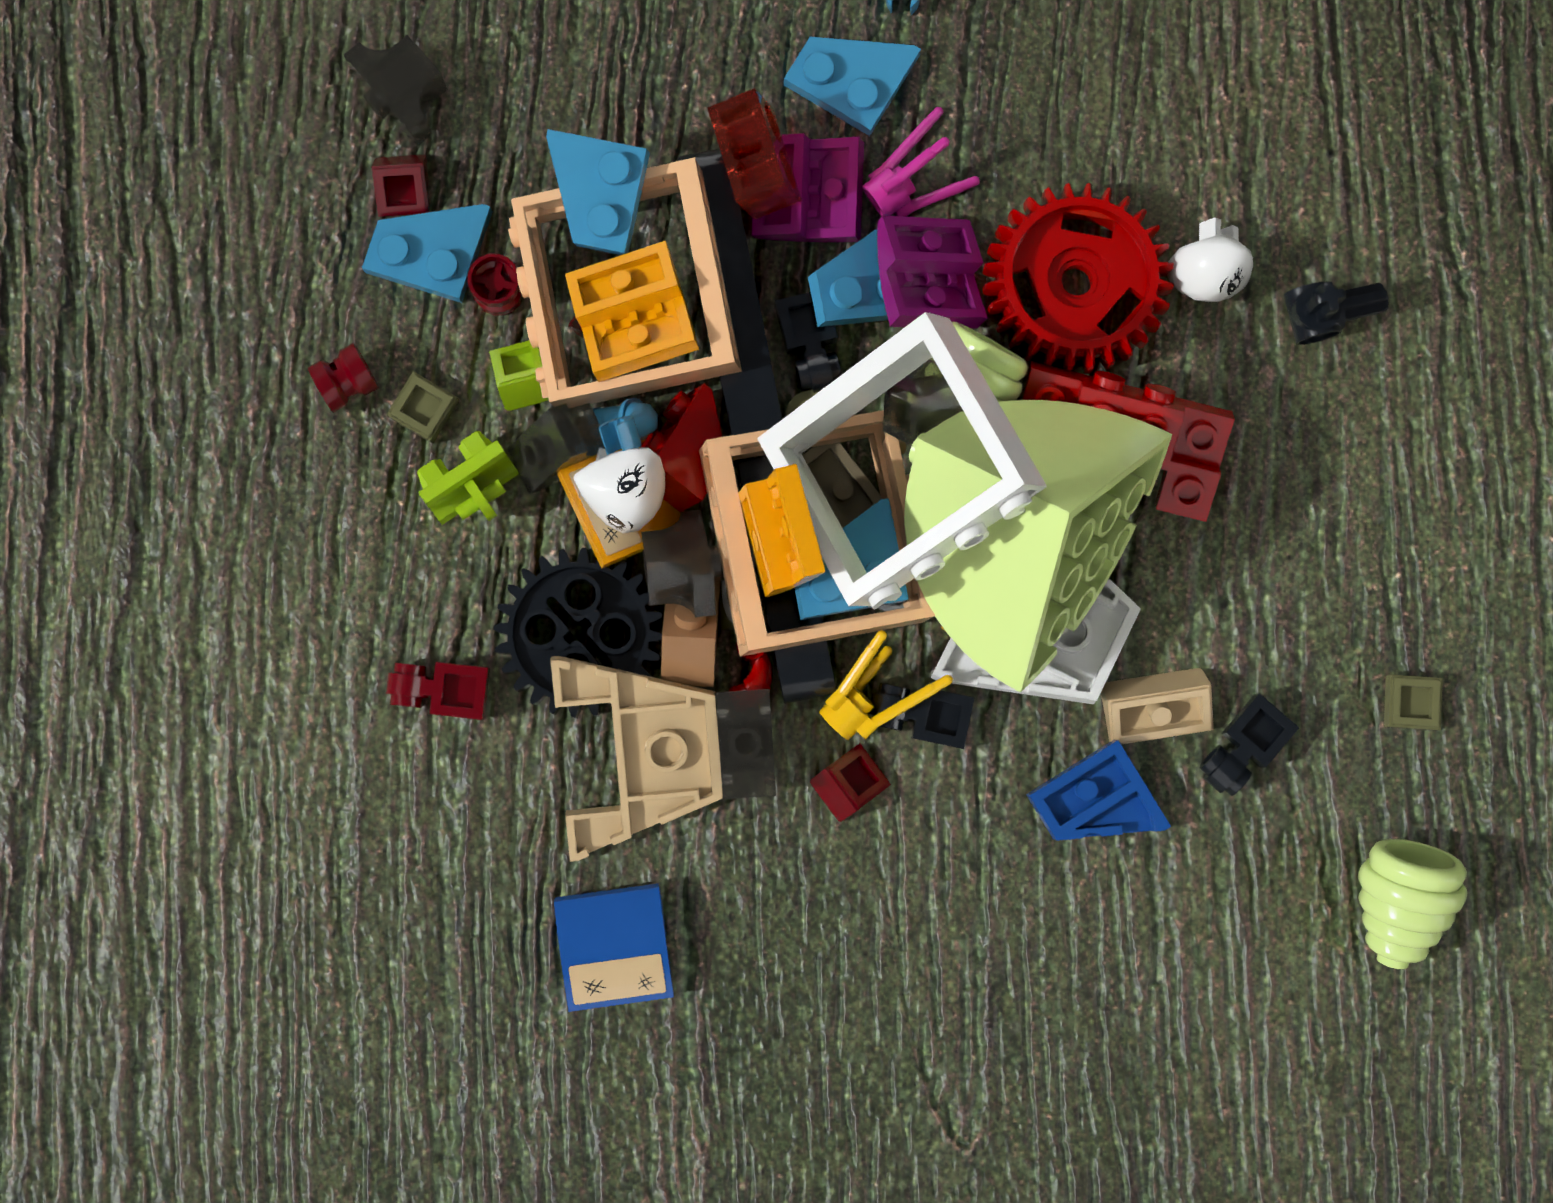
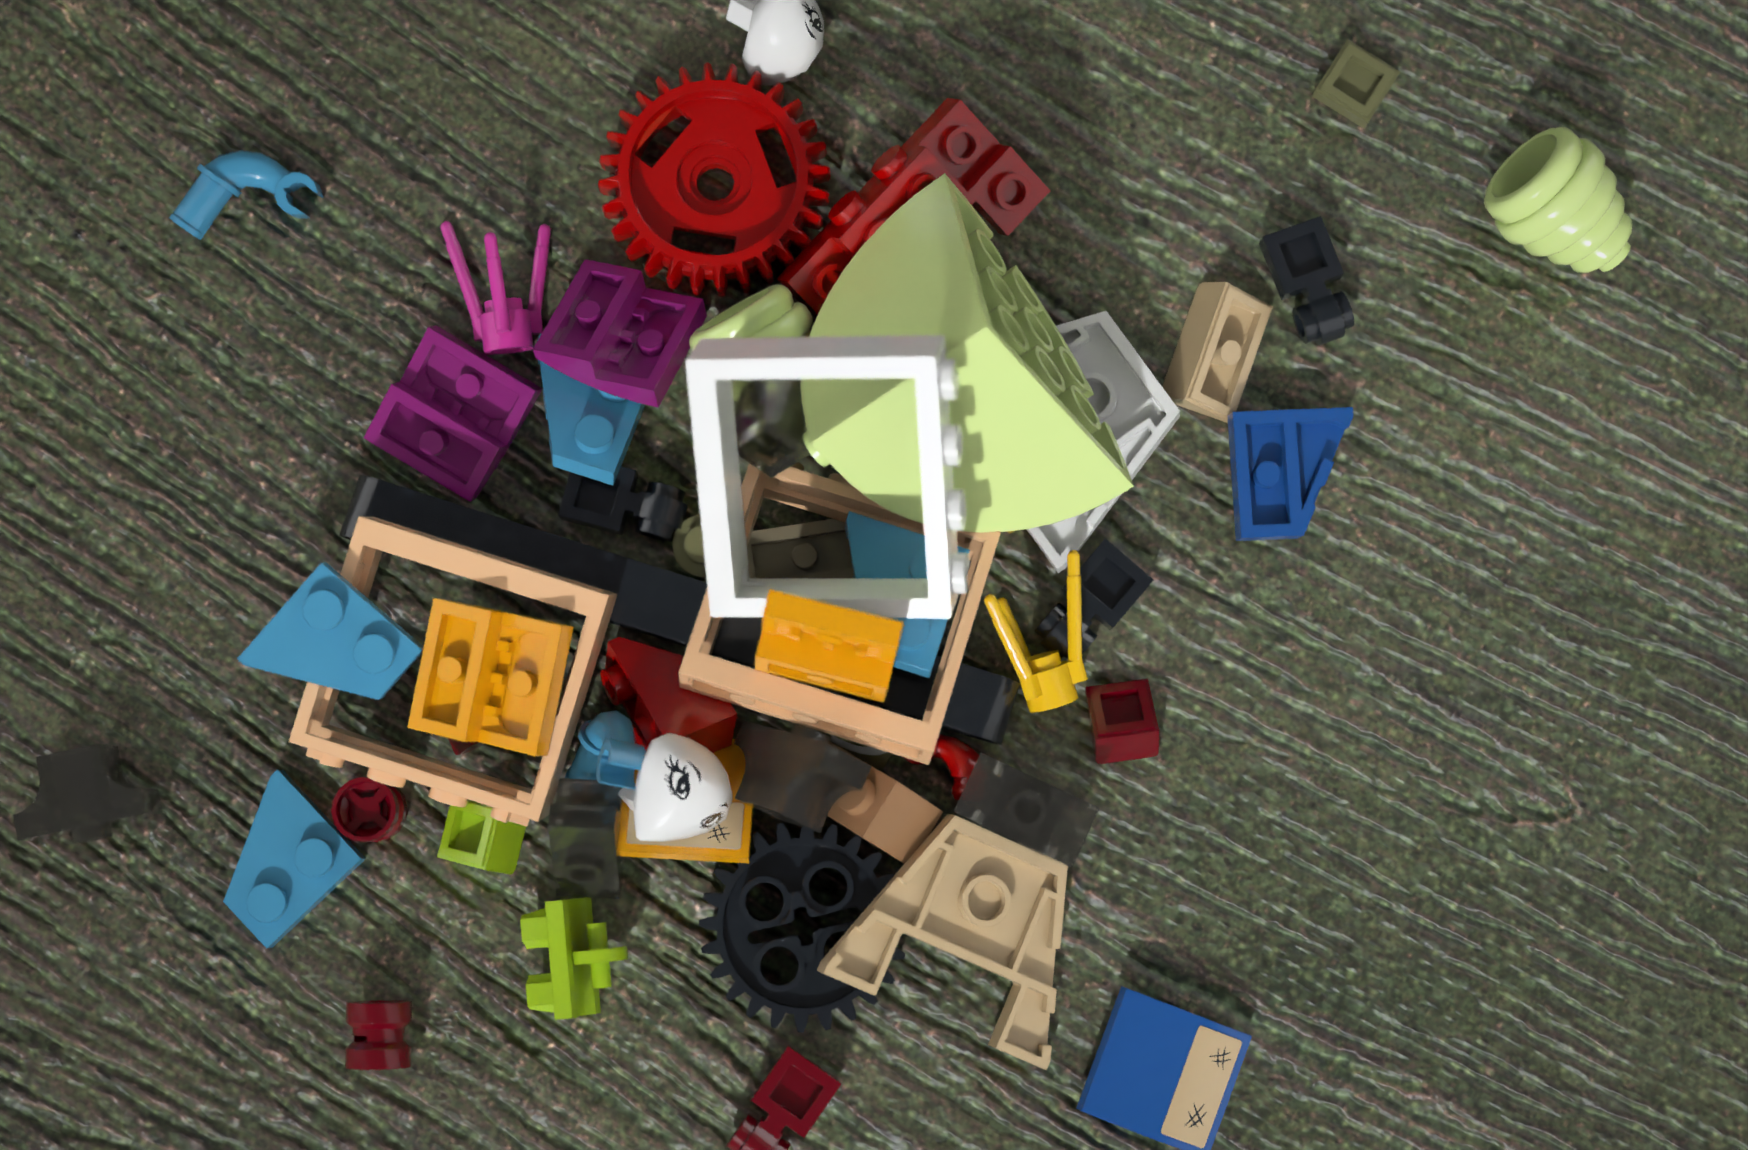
camera: 55 degrees left, 0 degrees up
(401, 185) = (196, 854): dark red slope -> none
(422, 407) = (459, 964): olive tile -> none
(754, 154) = (387, 449): clear red brick -> none
(851, 77) = (356, 299): dark azure wing -> none

